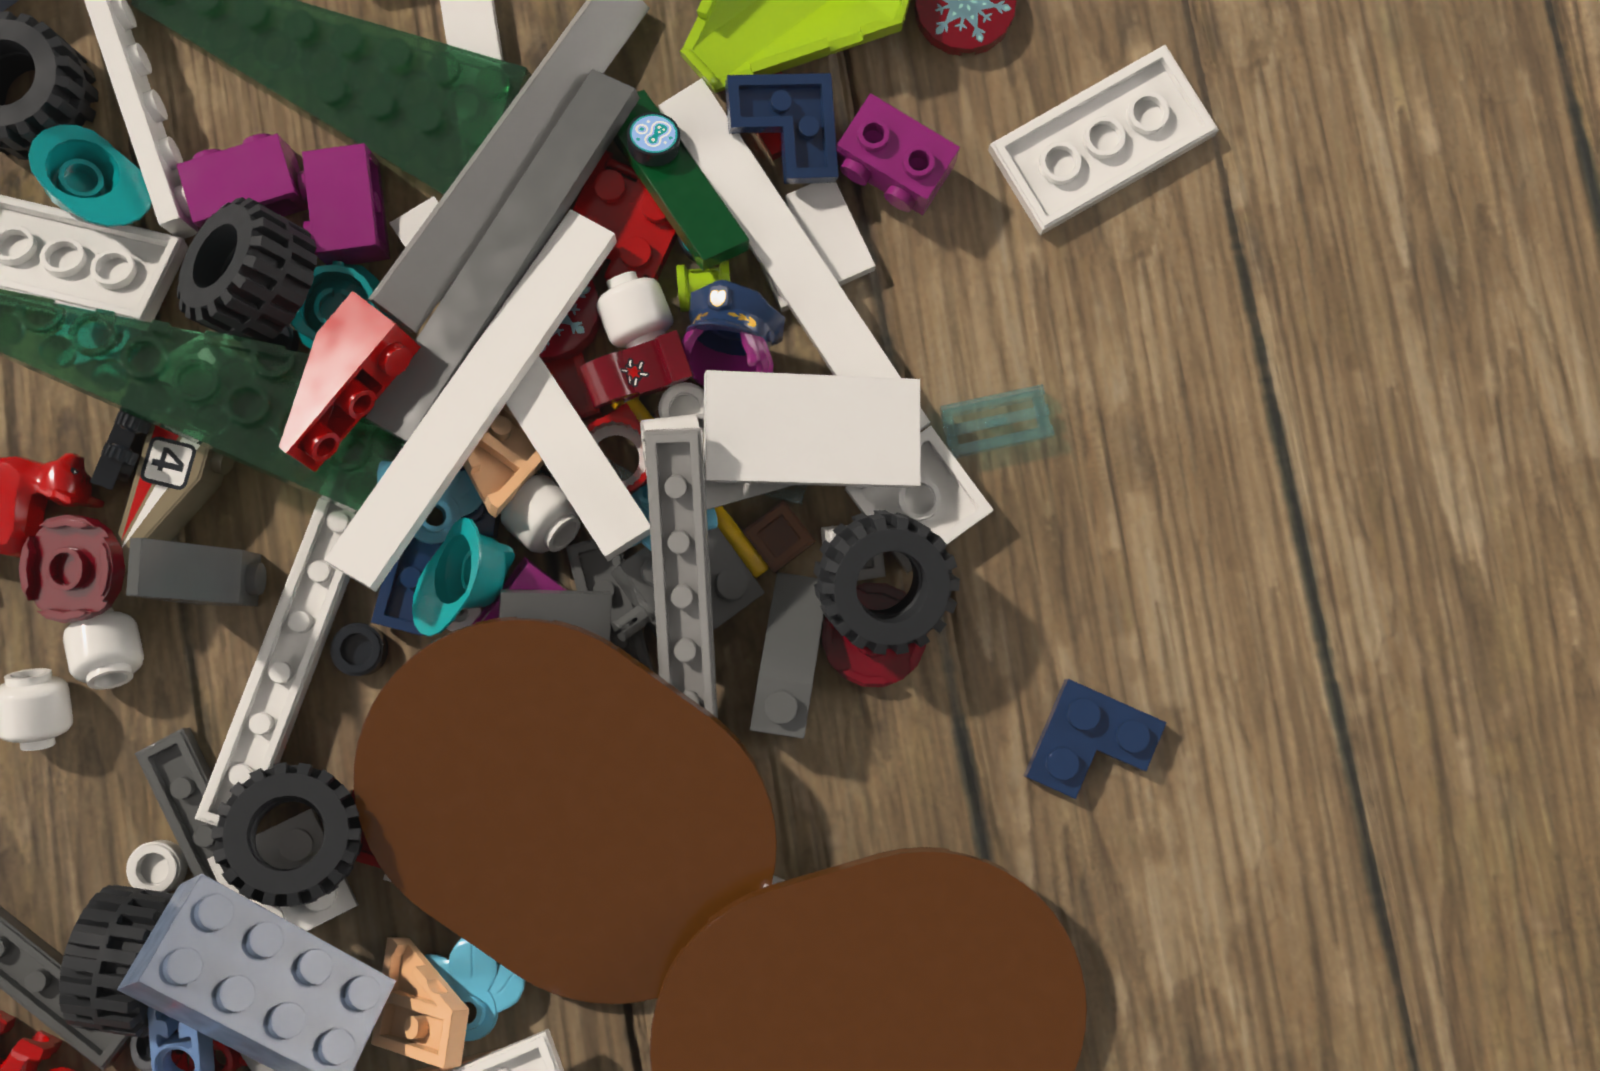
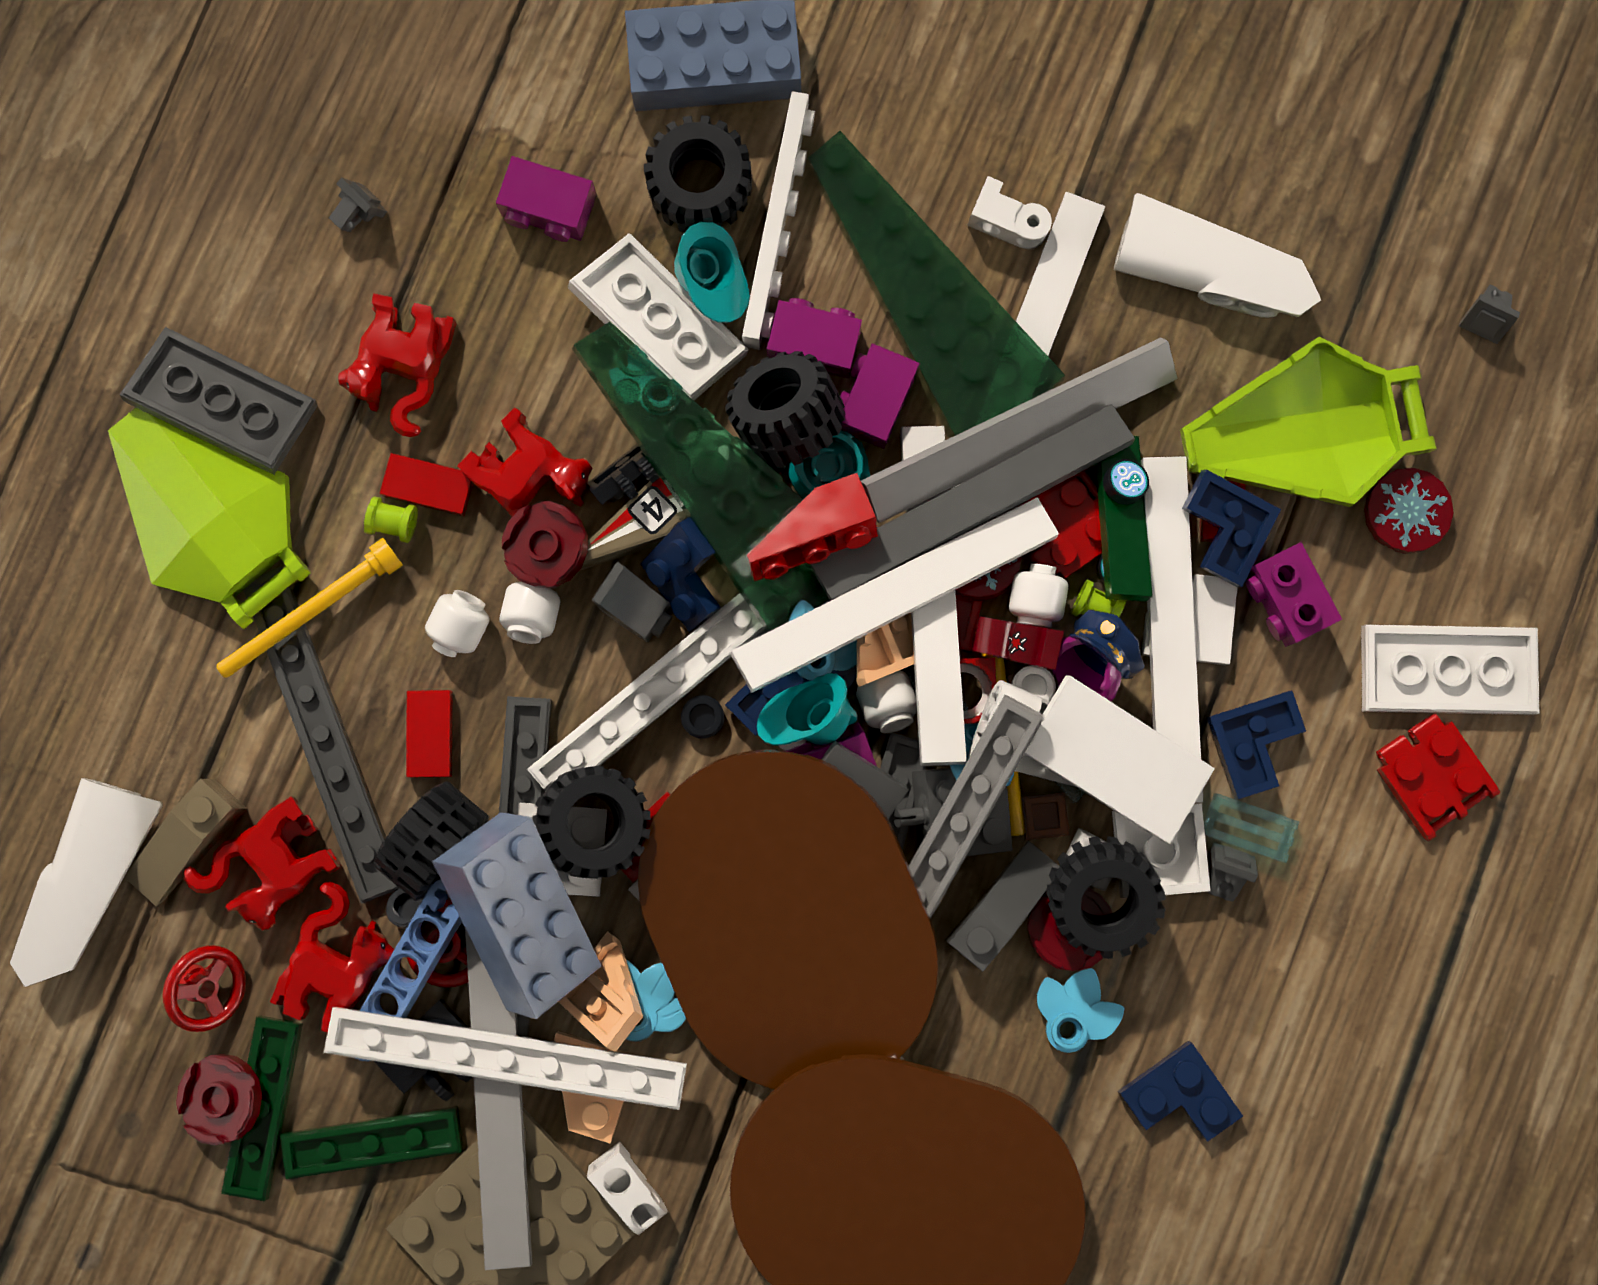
camera: 30 degrees right, 0 degrees up
(74, 843) = (429, 733): none -> red tile
(157, 866) = (477, 783): white tile -> none
(230, 510) = (673, 571): none -> dark blue plate
(931, 710) = (1080, 1004): none -> medium azure plate
(933, 331) = (1243, 737): none -> dark blue plate
(1002, 478) = (1230, 871): none -> dark grey brick
(1151, 255) = (1434, 774): none -> red plate

